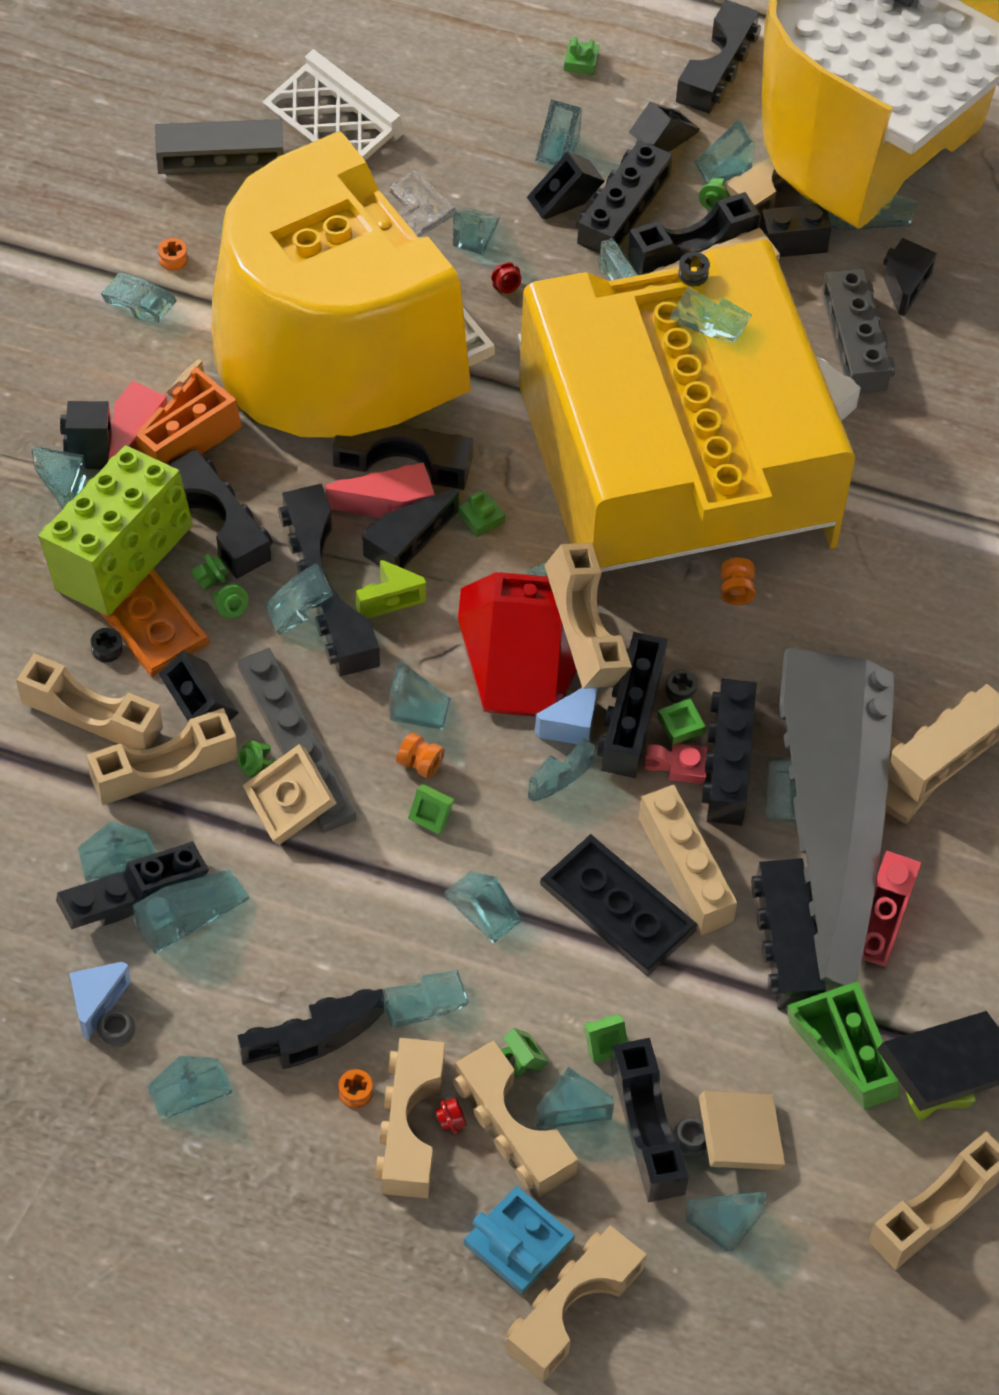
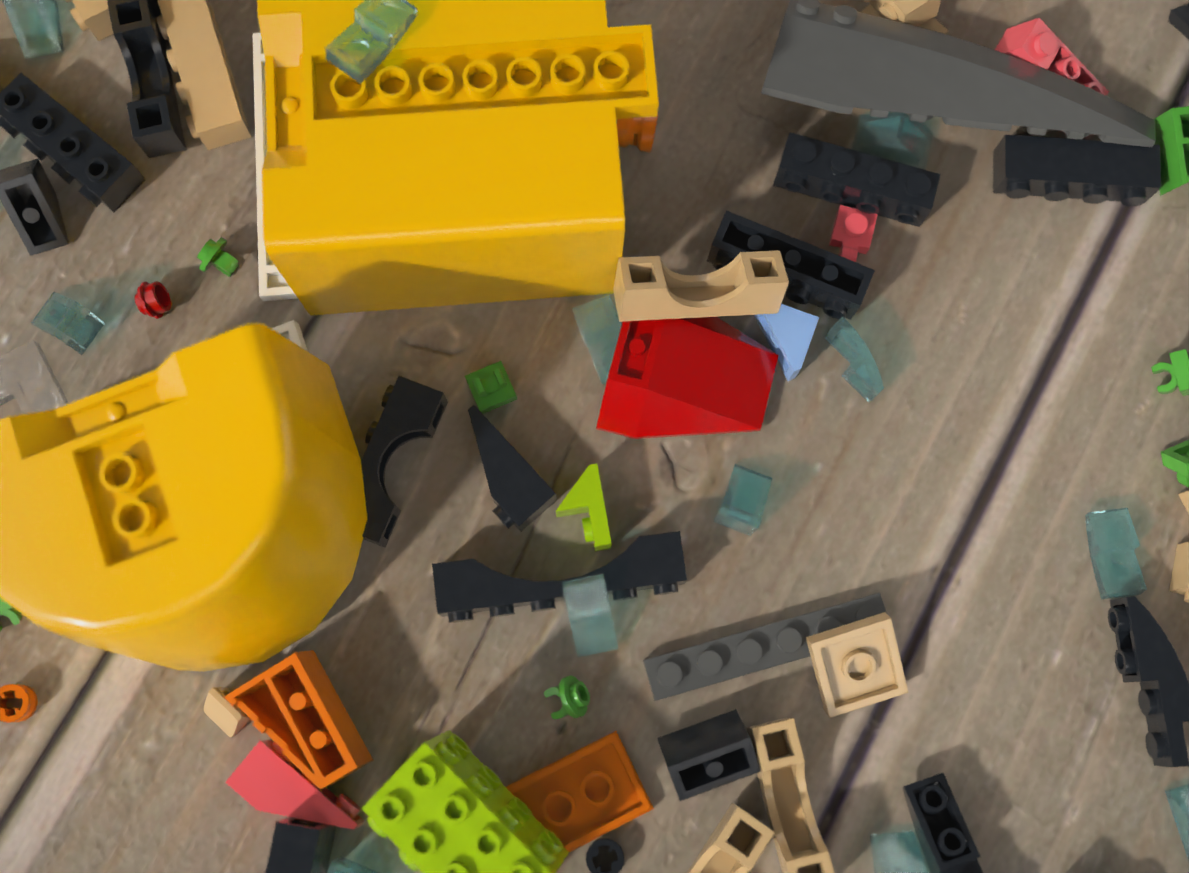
camera: 80 degrees left, 20 degrees up
(142, 297) = (76, 756): clear light blue slope -> none
(186, 907) = (985, 803): clear light blue slope -> none
(210, 572) = (523, 711): bright green plate -> none
(241, 541) = (390, 720): black arch -> none
(252, 758) = (795, 702): bright green plate -> none
(380, 491) = (452, 482): coral slope -> none
(420, 755) = (819, 505): orange wheel -> none
(431, 809) = (887, 507): bright green tile -> none
(484, 904) = (1003, 475): clear light blue slope -> none
(613, 261) = (178, 168): clear light blue plate -> none
(619, 904) = (1015, 333): black tile -> none
(681, 676) = (759, 204): dark grey bush -> none
(681, 721) = (814, 221): bright green tile -> none
(687, 859) = (983, 250): tan brick -> none
(693, 278) = (290, 26): black bush -> none
(712, 193) = (89, 43): bright green plate -> none

